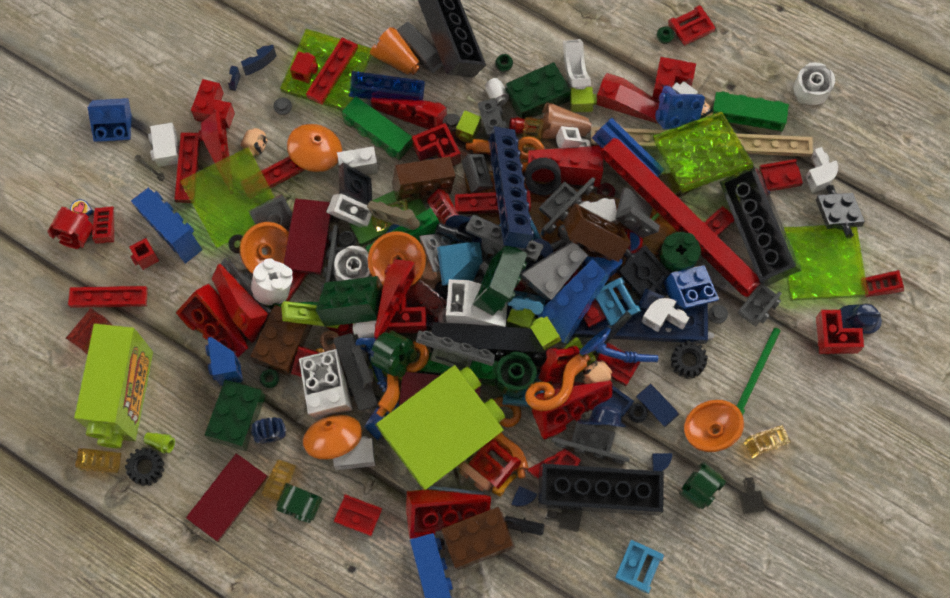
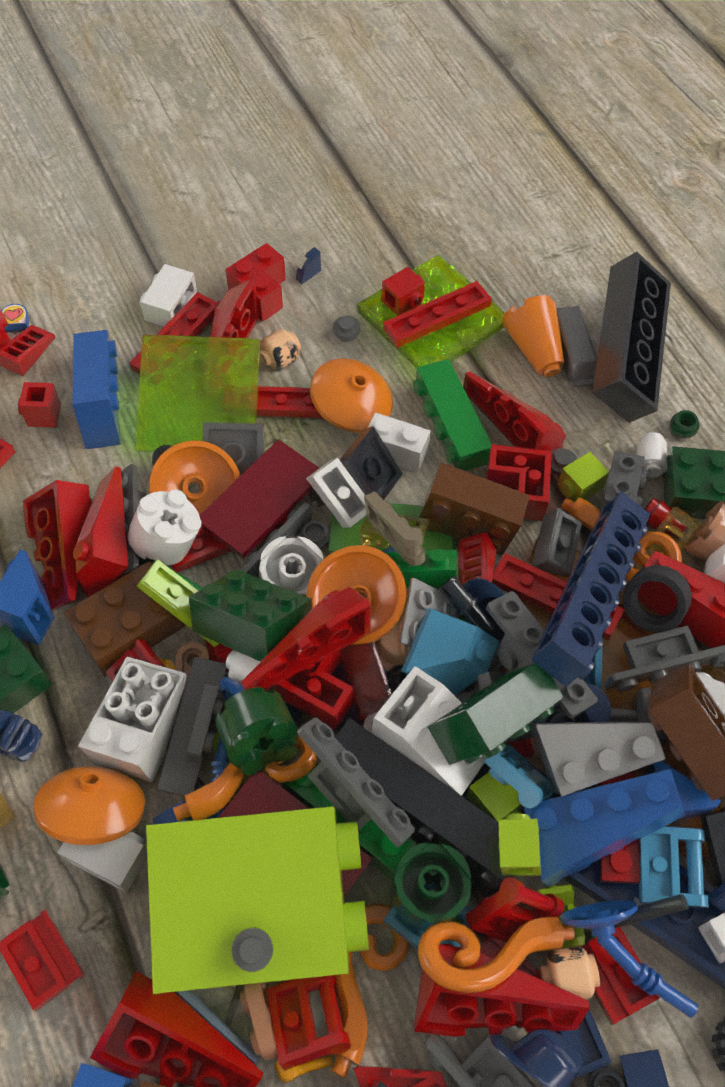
camera: 30 degrees right, 10 degrees down
(110, 119) = (127, 237): blue slope -> none
(160, 176) = (136, 330): clear smoke hinge -> none
(253, 64) = (361, 262): dark blue slope -> none
(269, 373) = (67, 656): dark green plate -> none
(382, 86) = (477, 353): clear blue brick -> none
(457, 444) = (252, 949): none -> dark grey plate

